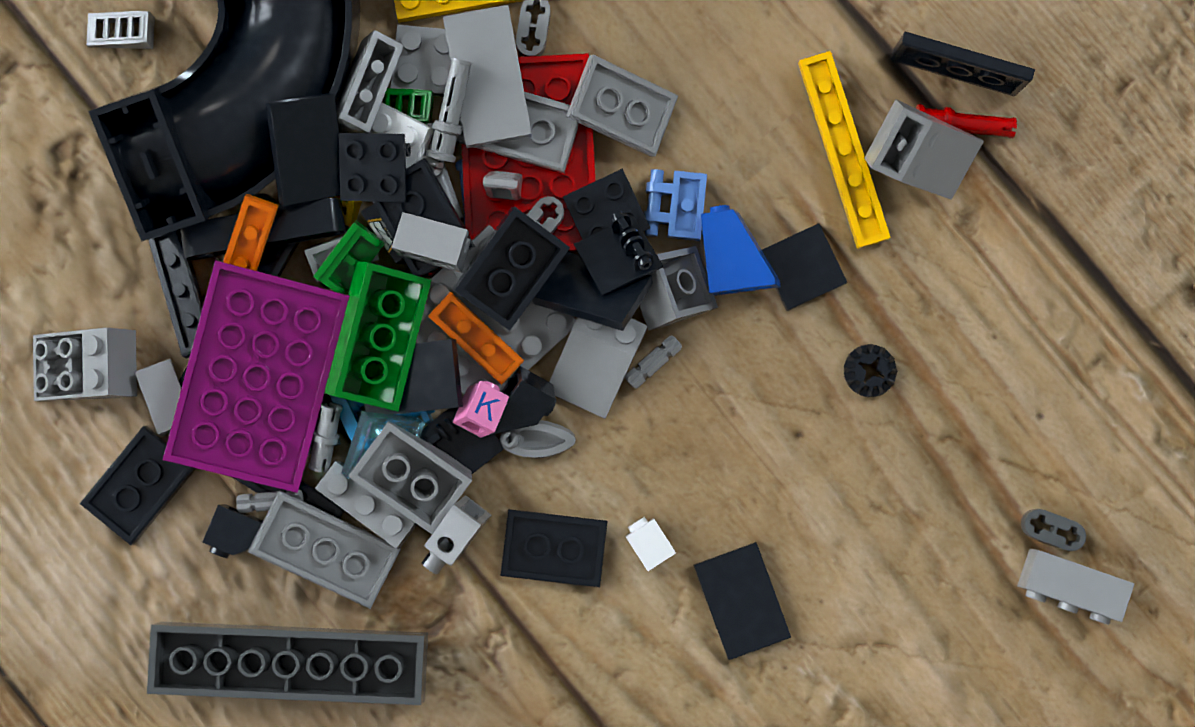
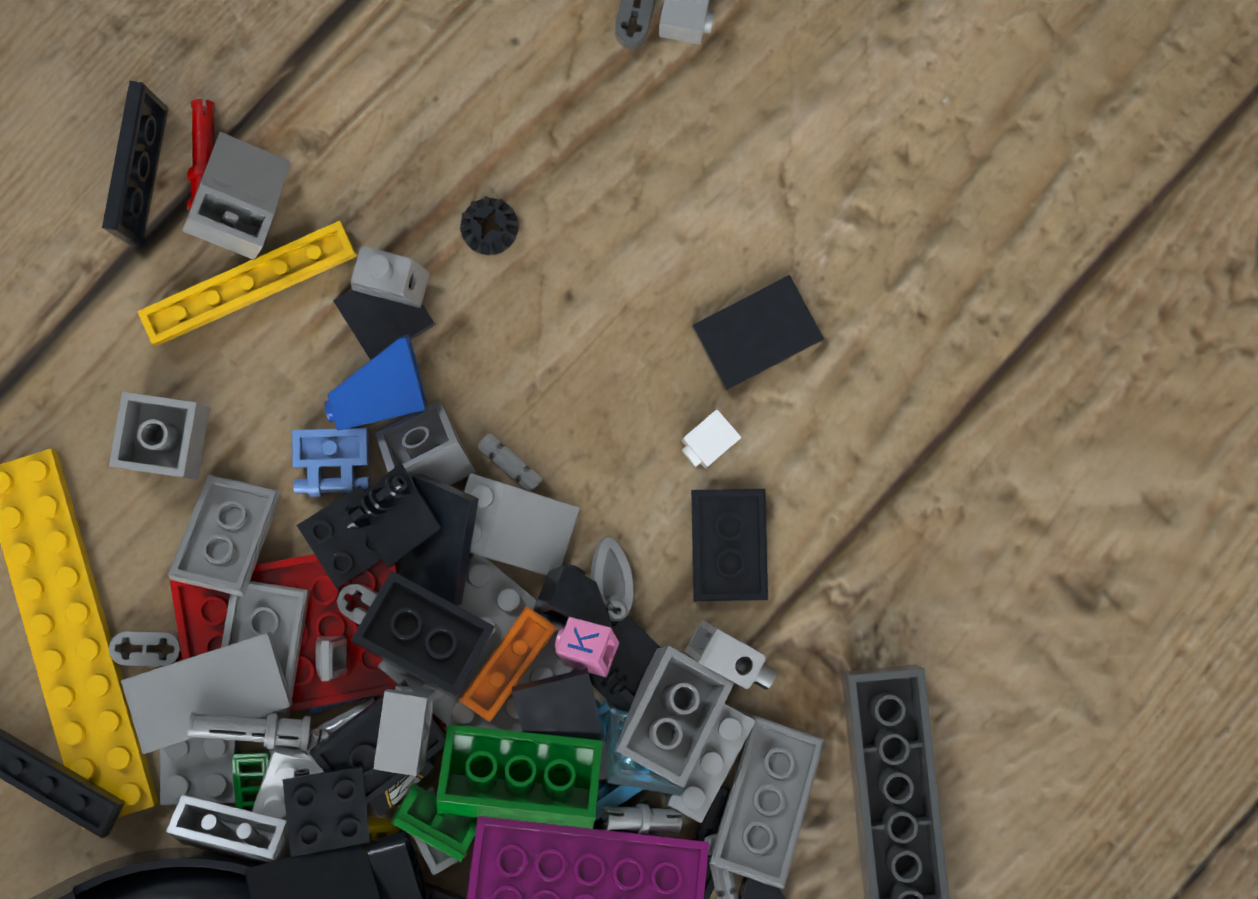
camera: 100 degrees left, 0 degrees up
(716, 59) = (159, 435): none -> light grey brick
(831, 276) = (388, 277): none -> light grey torso

